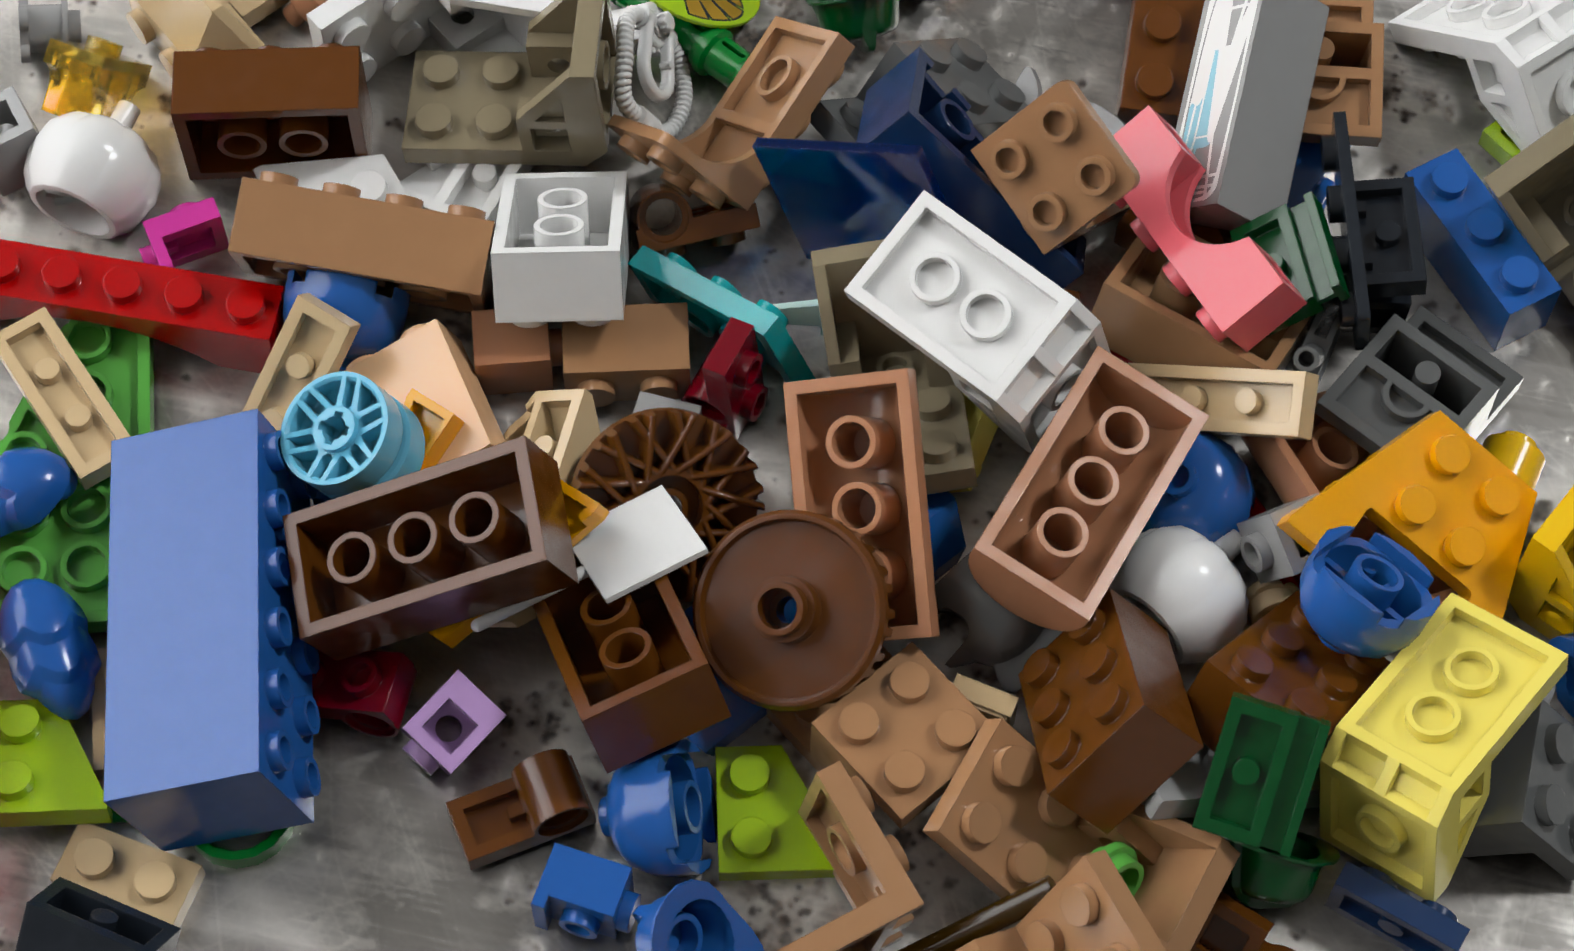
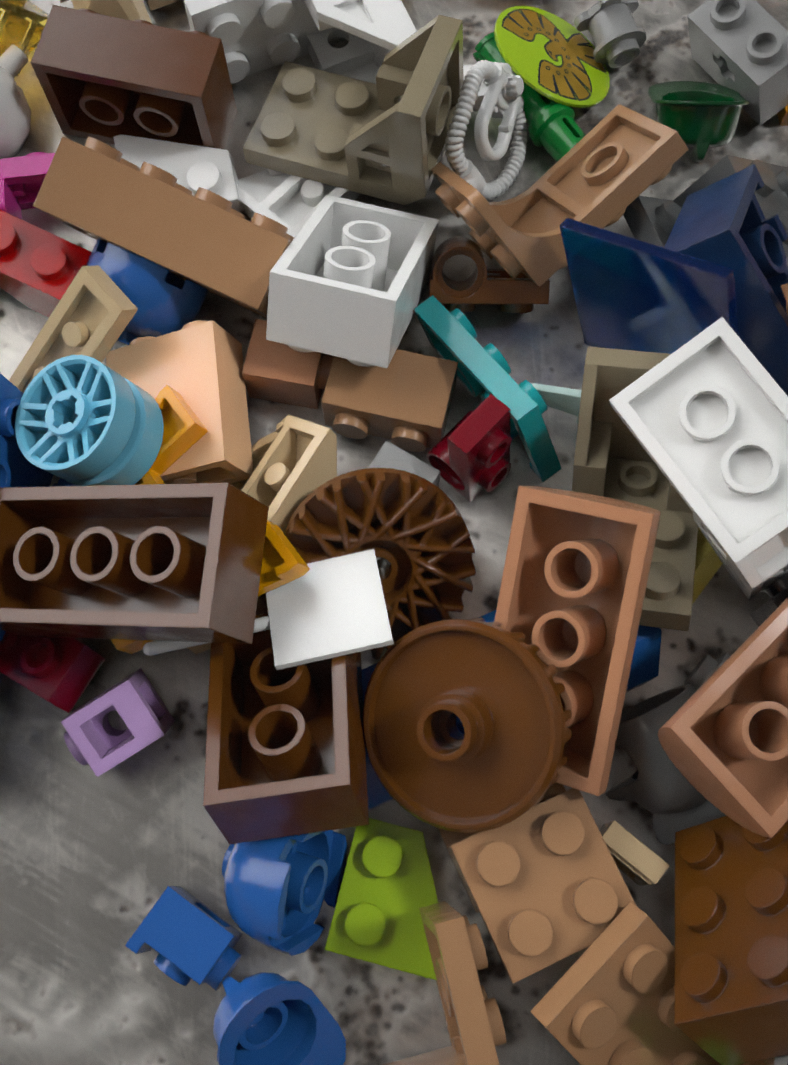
camera: 20 degrees right, 10 degrees up
(524, 811) = (151, 830): reddish brown plate -> none

